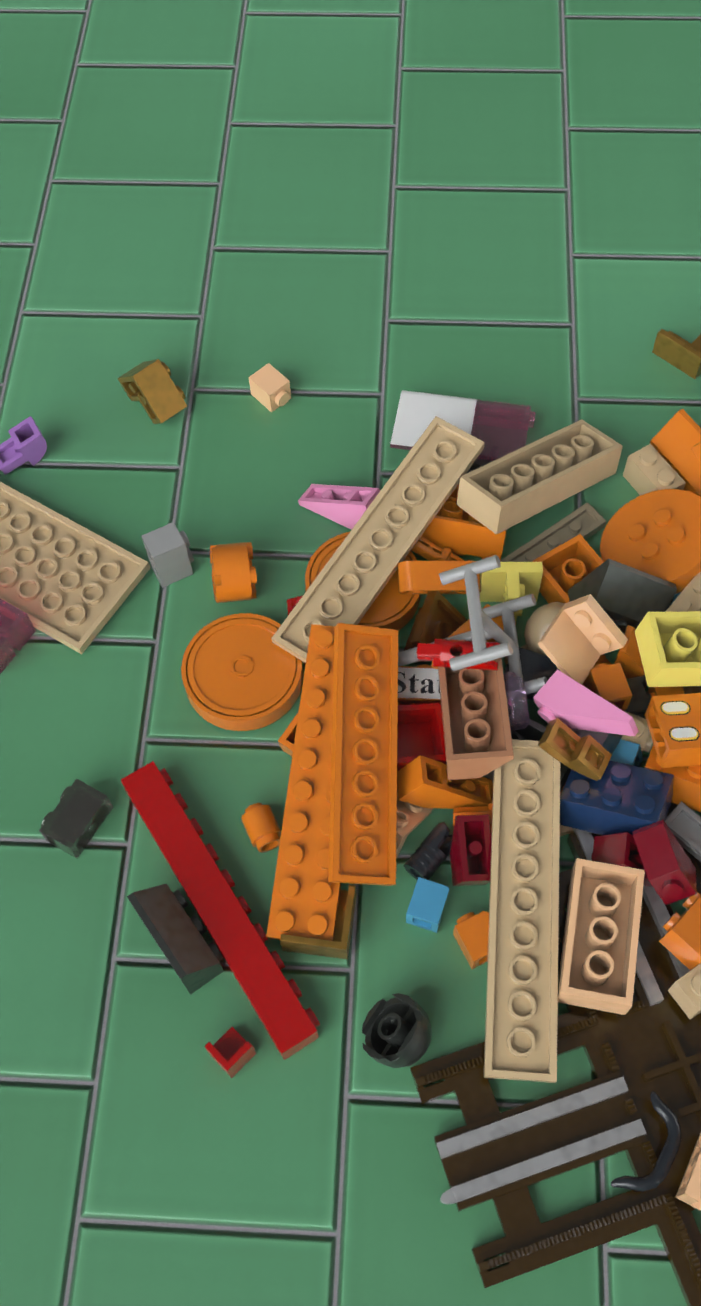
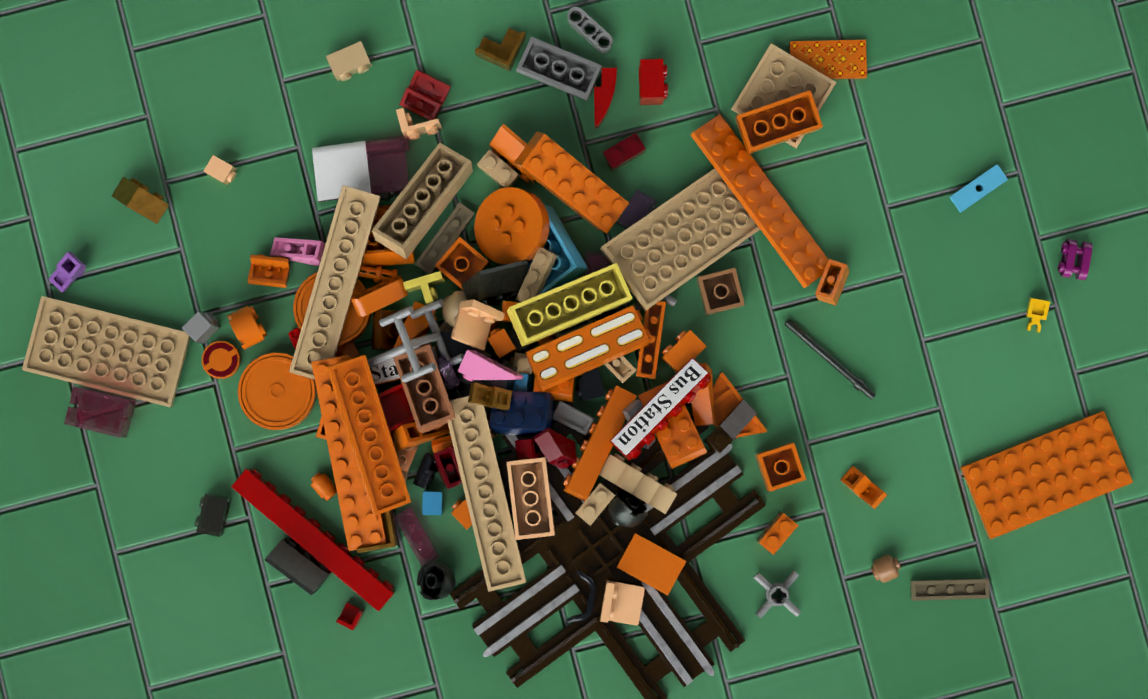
camera: 20 degrees left, 25 degrees up
(177, 612) = (221, 359): none -> orange tile
(290, 516) = (269, 271): none -> orange bracket
(383, 950) = (416, 536): none -> clear pink plate
(443, 651) = (396, 361): red hinge -> none
(483, 313) = (349, 61): none -> tan brick
(557, 398) = (414, 131): none -> light nougat bracket
(573, 375) = (425, 95): none -> red slope

